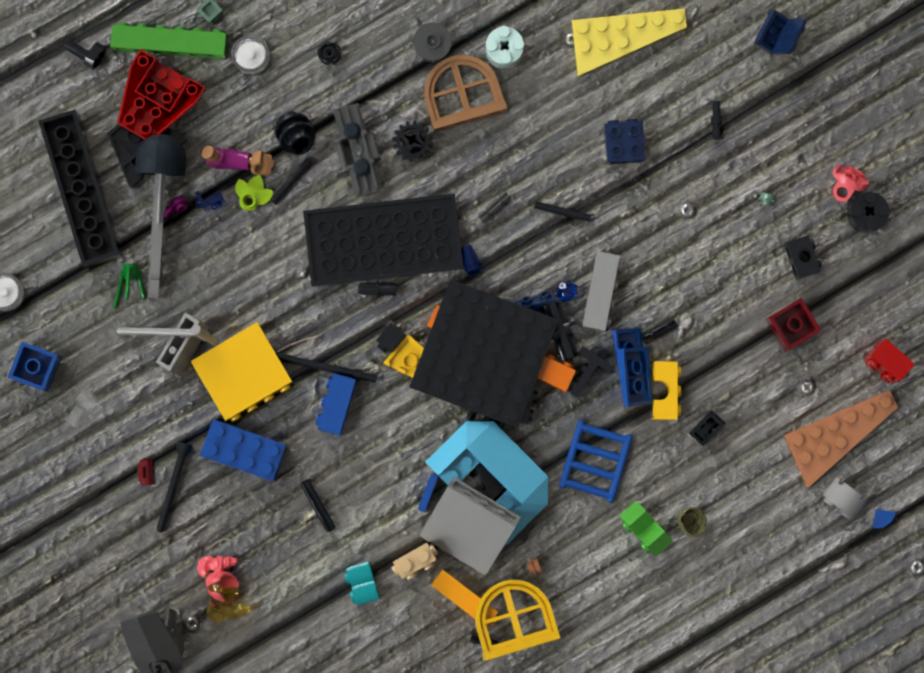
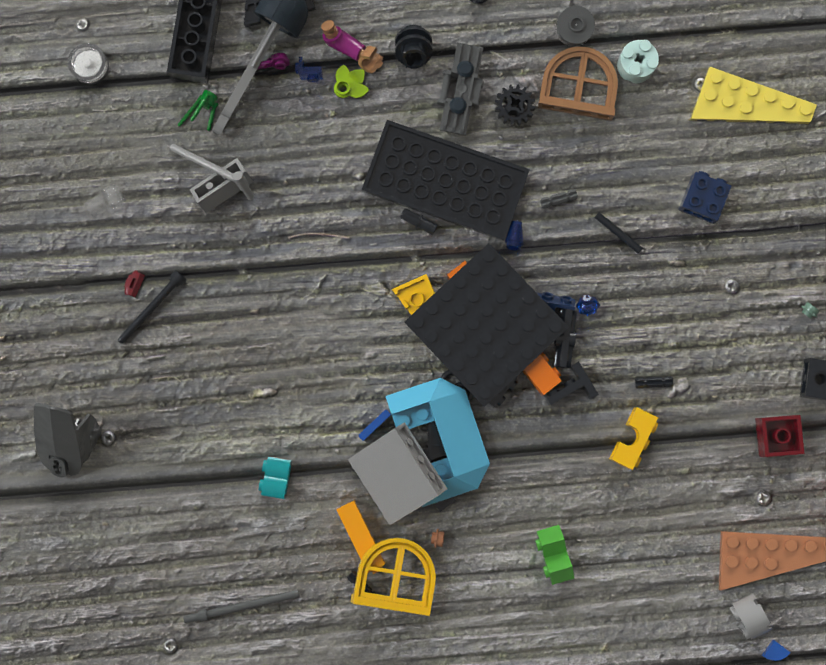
camera: 25 degrees right, 0 degrees up
(35, 367) = (81, 142): blue brick -> none
(222, 588) = (148, 419): hair -> none
(242, 373) = (261, 236): yellow panel -> none
(243, 450) = (229, 306): blue brick -> none
(291, 180) = (388, 89): black bar -> none
(317, 505) = (270, 386): black axle -> none
(336, 404) = (331, 305): blue brick -> none
(356, 374) = (363, 288): black bar -> none
(390, 338) = (408, 270): black brick -> none
(413, 561) = (332, 480): tan brick -> none
(577, 445) = (563, 479): blue bar -> none
(600, 292) = (618, 321): light grey brick -> none
(632, 367) = (613, 402): blue slope -> none
(692, 521) = (600, 569): olive hair -> none
(707, 427) = (656, 490): black slope -> none
(716, 120) = (797, 218): black bar -> none

